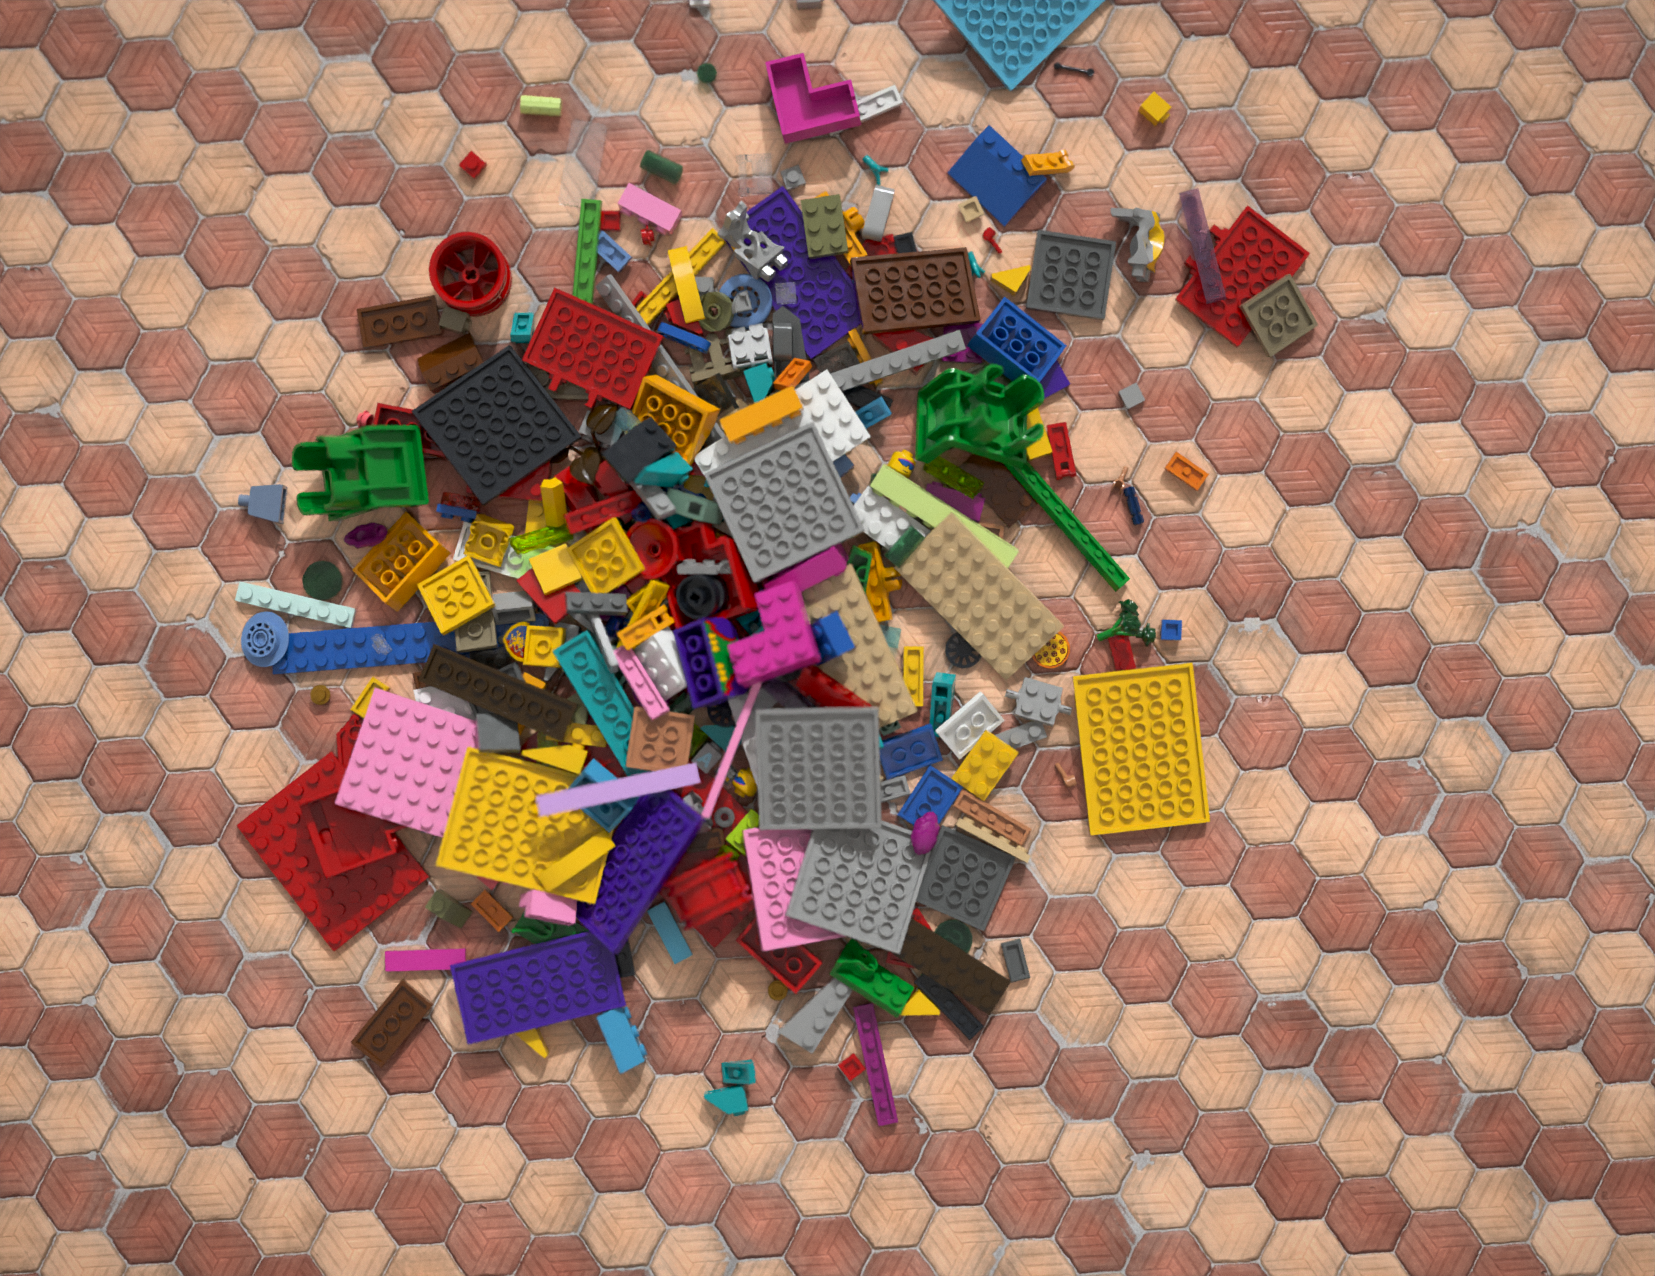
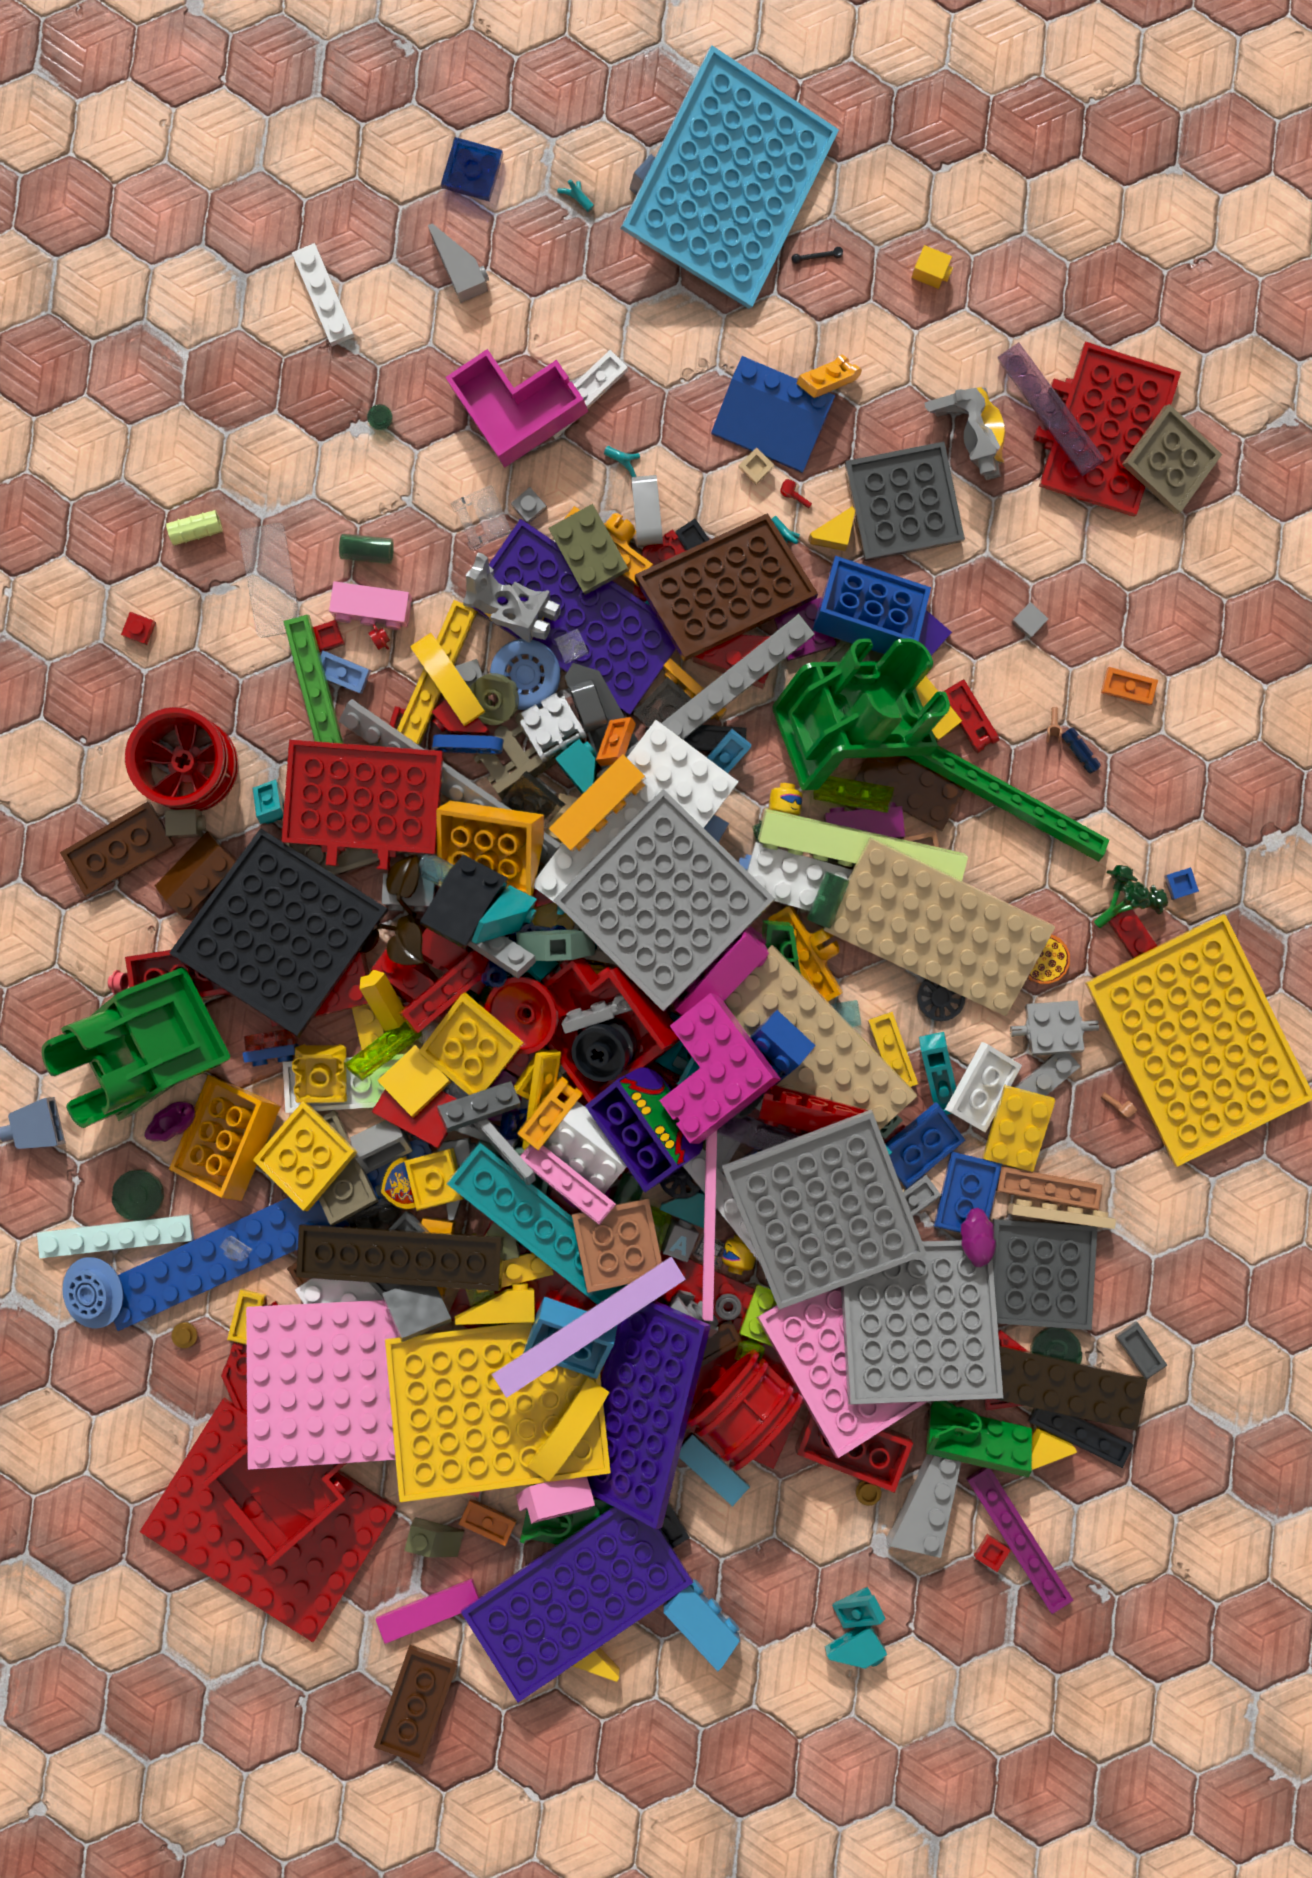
camera: 15 degrees left, 0 degrees up
(741, 303) = (522, 677): light grey tile -> none

